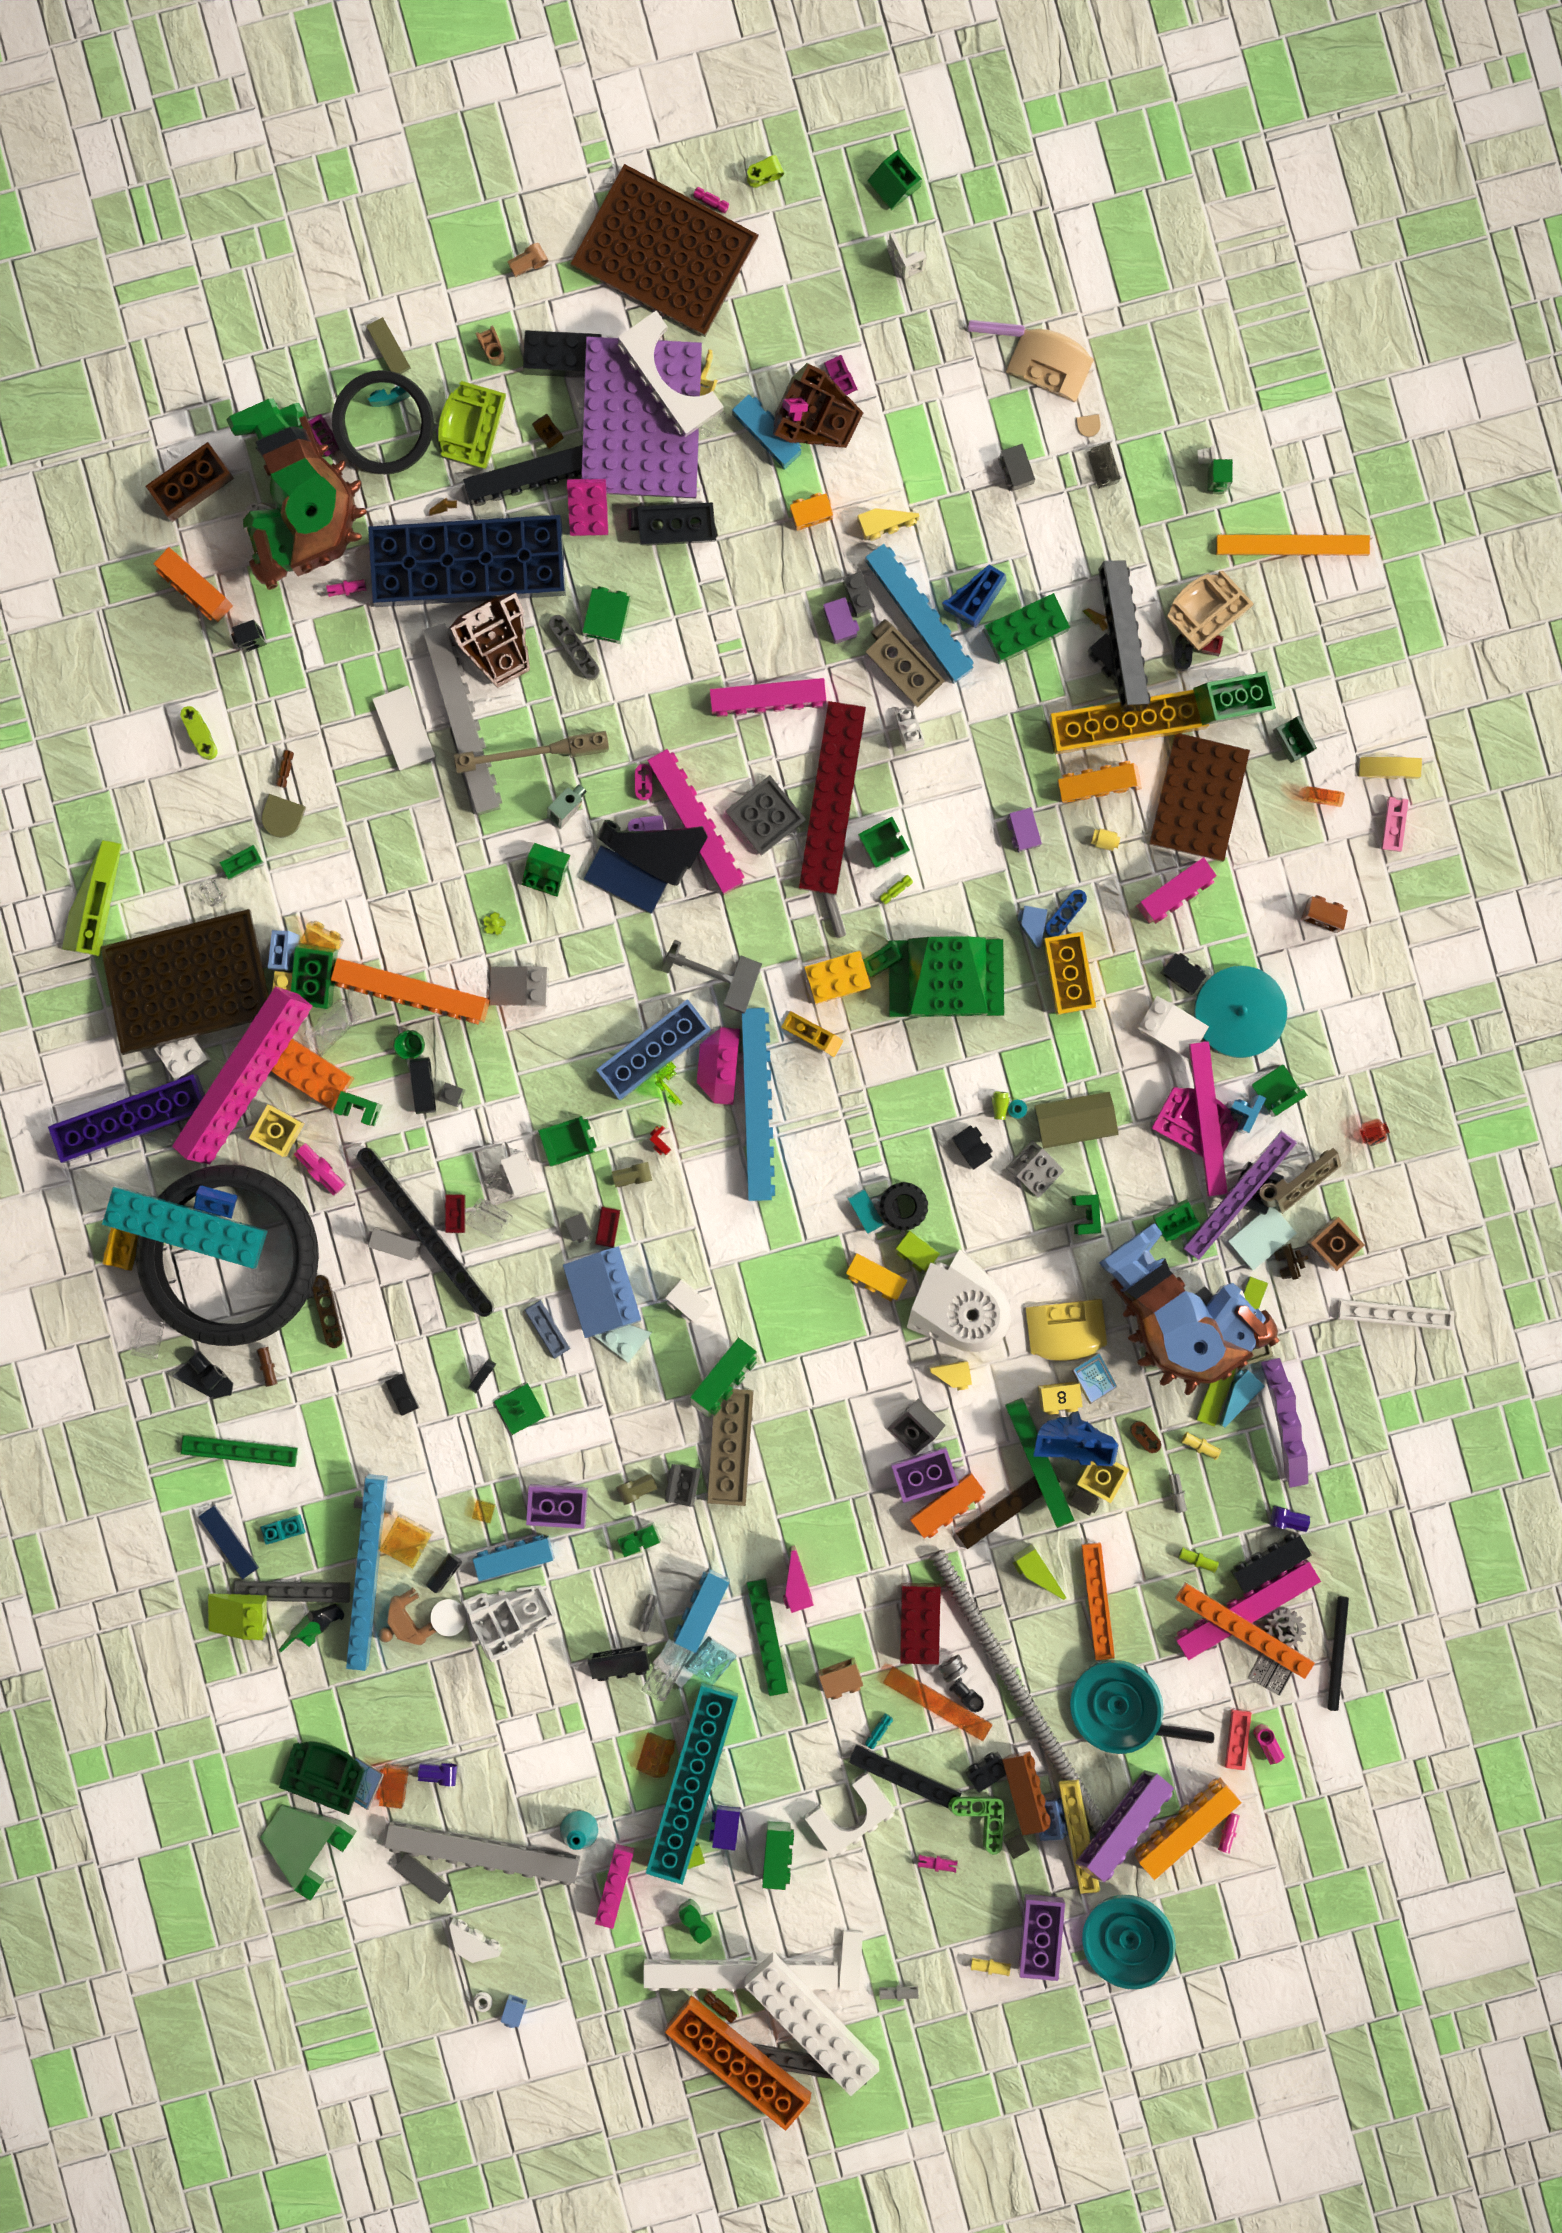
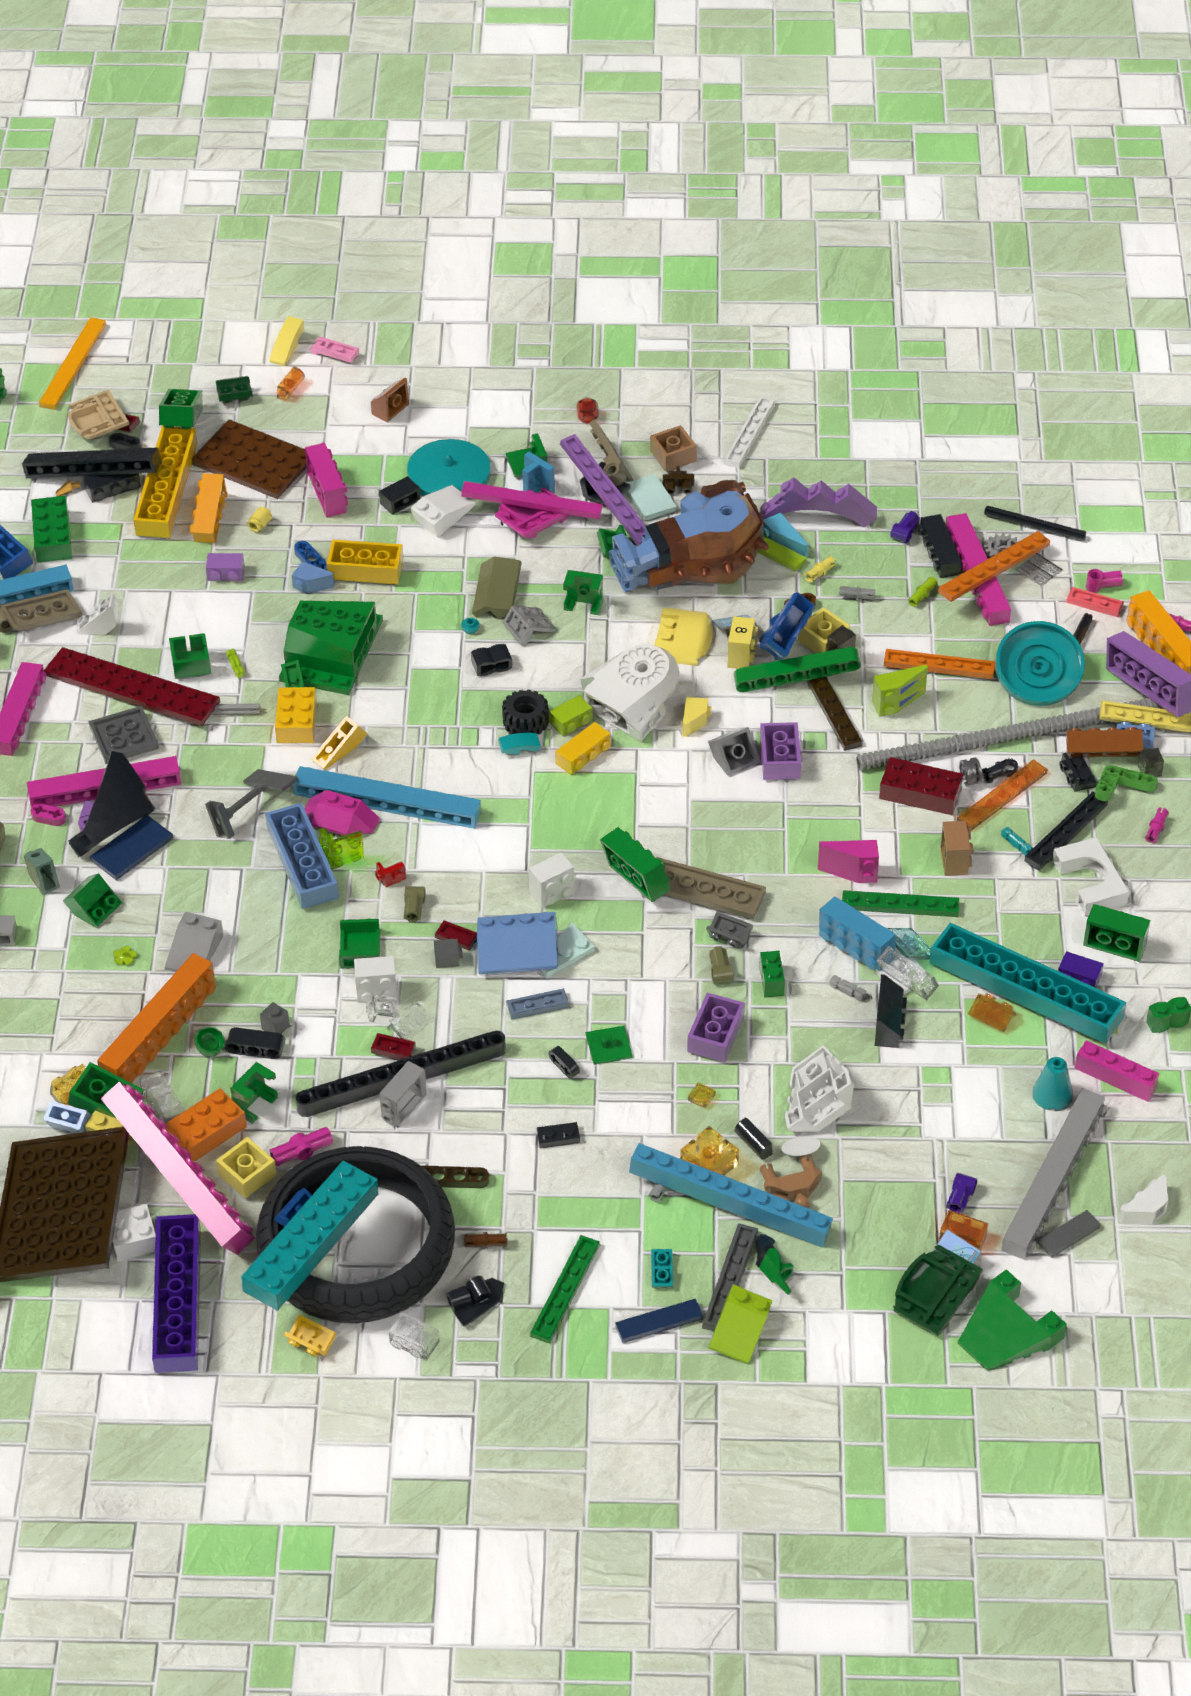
camera: 70 degrees left, 40 degrees down
(513, 1558) = (757, 1078): dark azure brick -> none
(947, 1505) = (816, 745): orange brick -> none
(1000, 1104) = (460, 633): lime cone -> none

